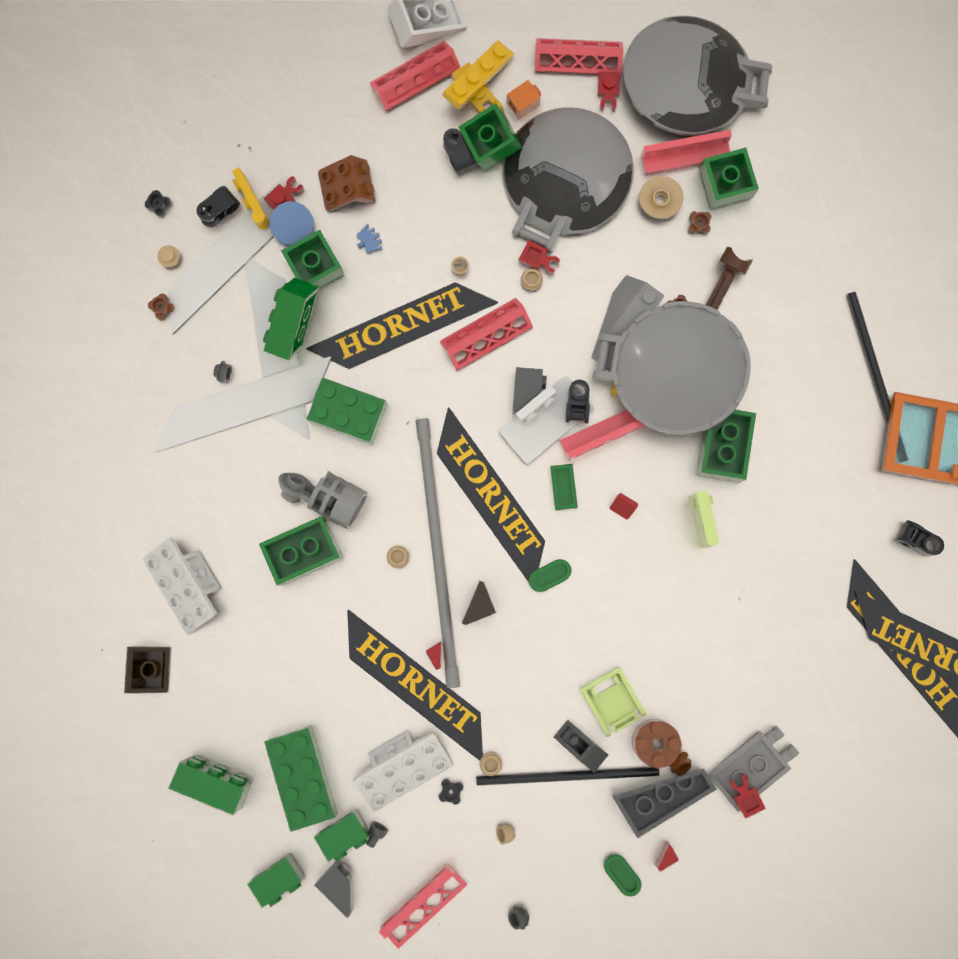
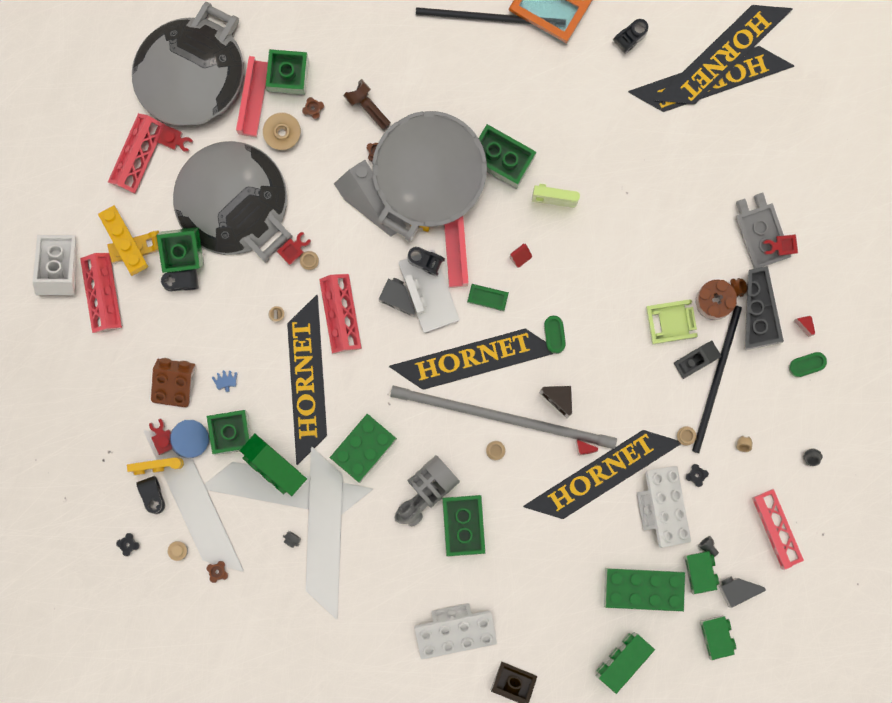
camera: 75 degrees left, 0 degrees up
(524, 99) = (156, 211): orange brick -> none

